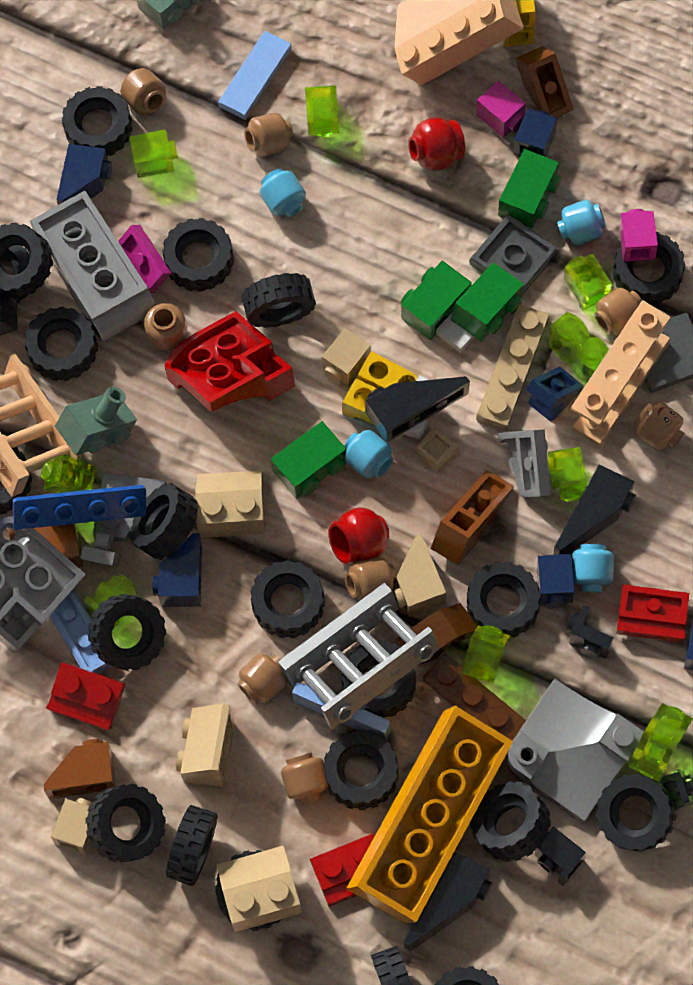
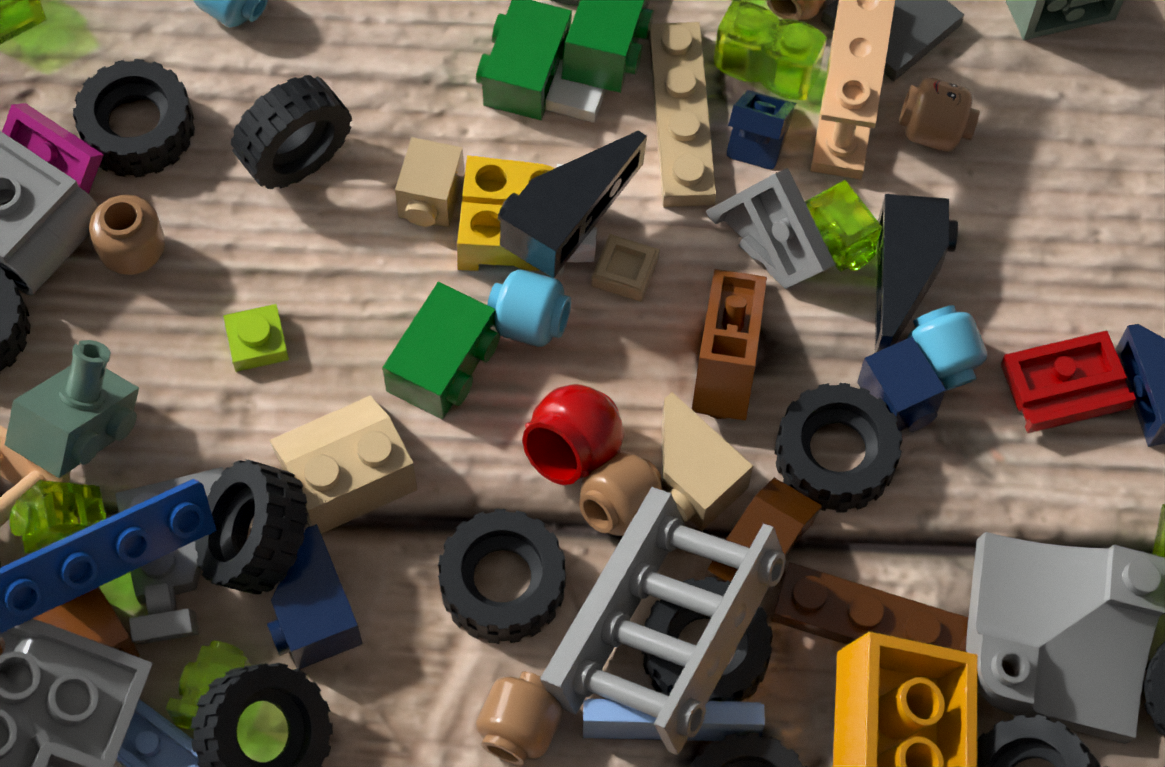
camera: 30 degrees left, 5 degrees down
(214, 420) = (255, 337): none -> lime plate
(228, 364) = (252, 253): red slope -> none
(485, 653) = (858, 535): clear neon green brick -> none
(590, 641) = (993, 455): black bracket -> none

